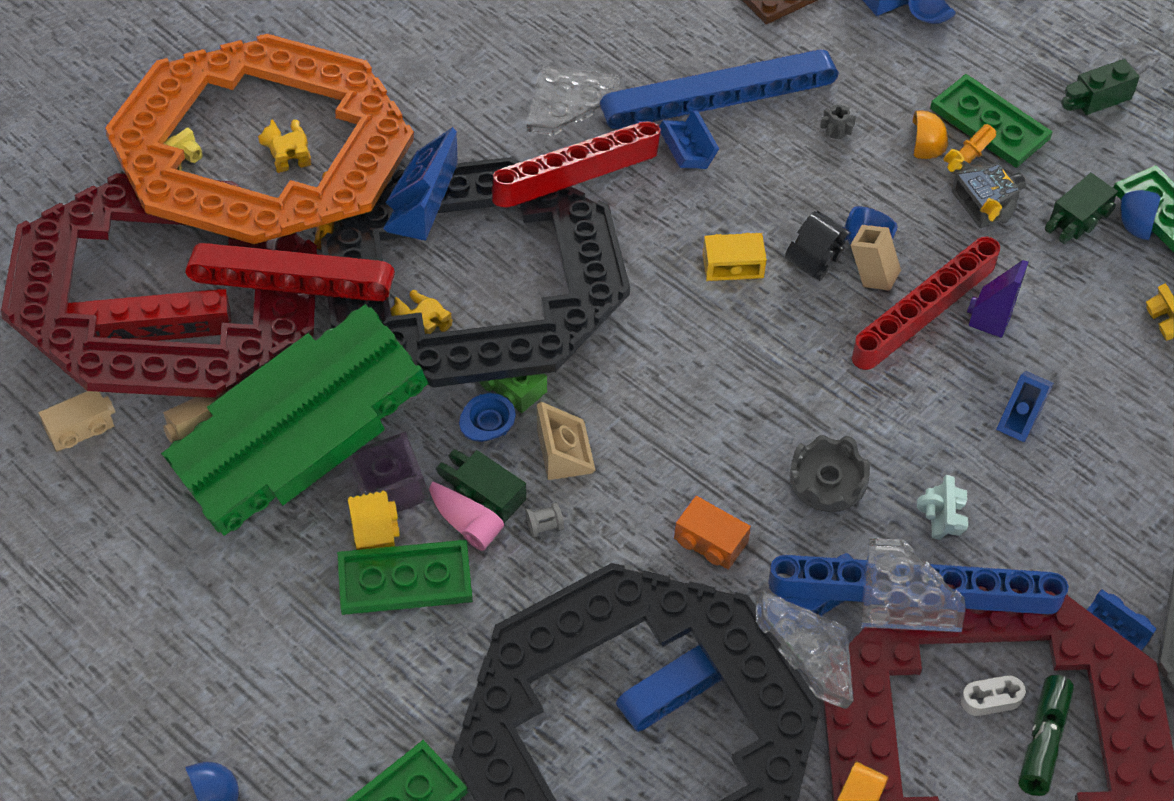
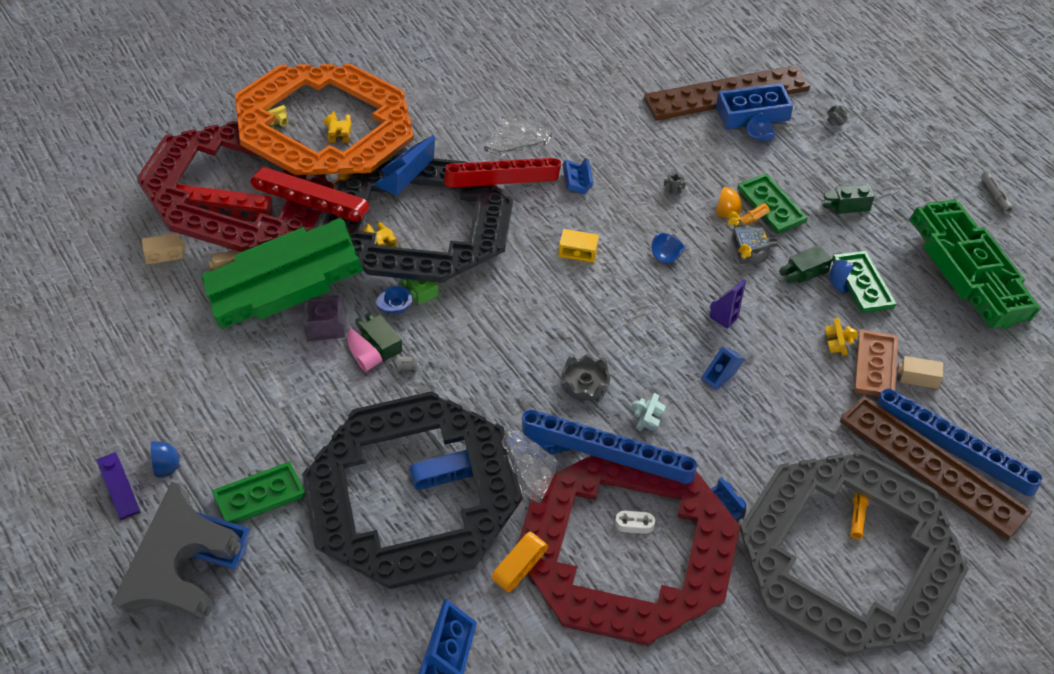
camera: 15 degrees right, 5 degrees down
(373, 520) = (305, 339): yellow brick -> none
(404, 577) = (314, 374): green plate -> none
(563, 443) = (434, 324): tan slope -> none
(712, 532) = (502, 393): orange brick -> none
(718, 89) = (611, 150): blue beam -> none
(817, 243) = (630, 248): black brick -> none
(875, 257) = (662, 263): tan brick -> none
(907, 591) = (596, 446): clear plate -> none
(925, 303) = (684, 297): red beam -> none
(1047, 734) = (655, 547): dark green piece -> none

